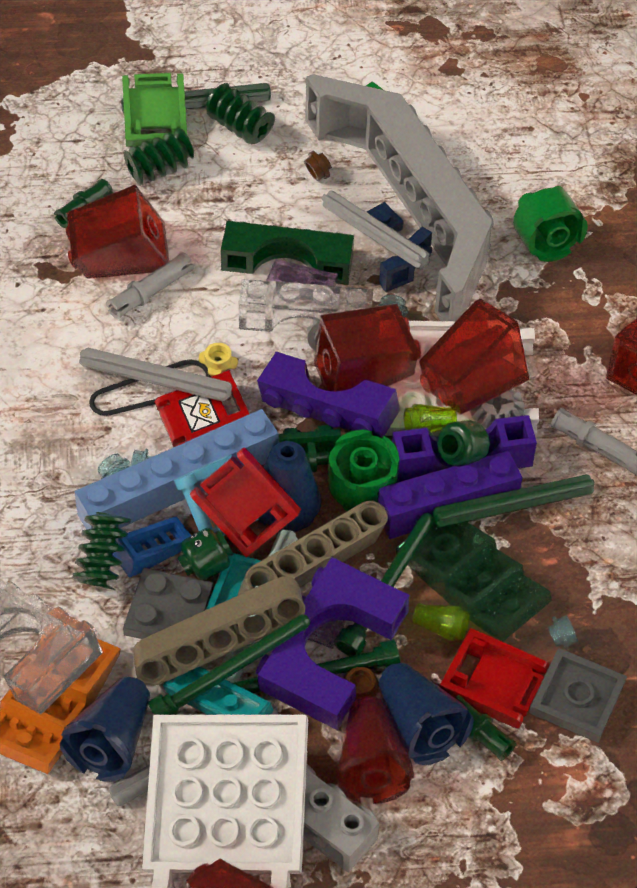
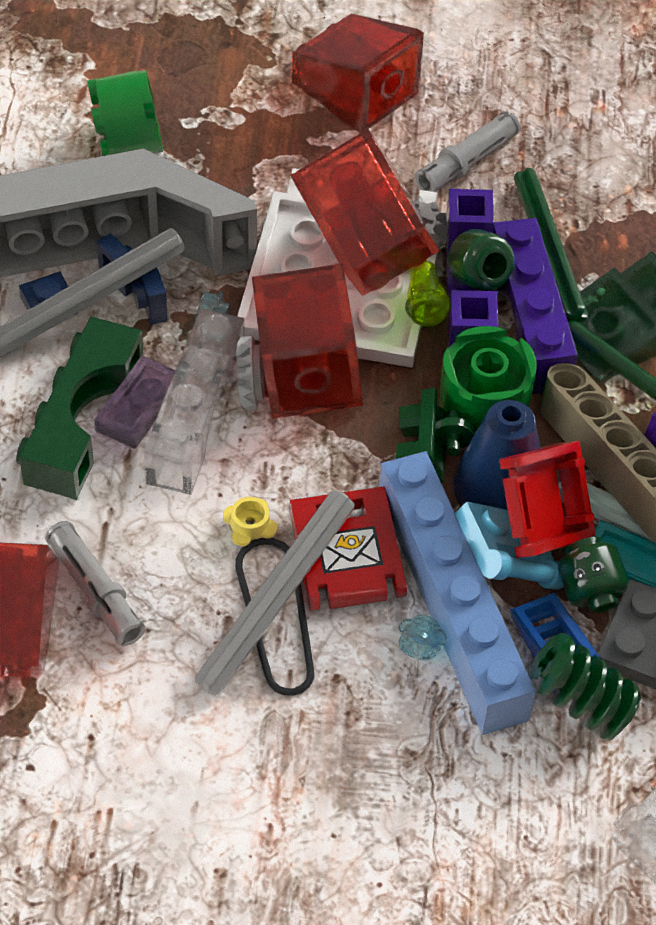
camera: 80 degrees left, 0 degrees up
(112, 465) = (424, 671): clear light blue plate -> none
(364, 407) = (325, 437): dark purple arch -> none

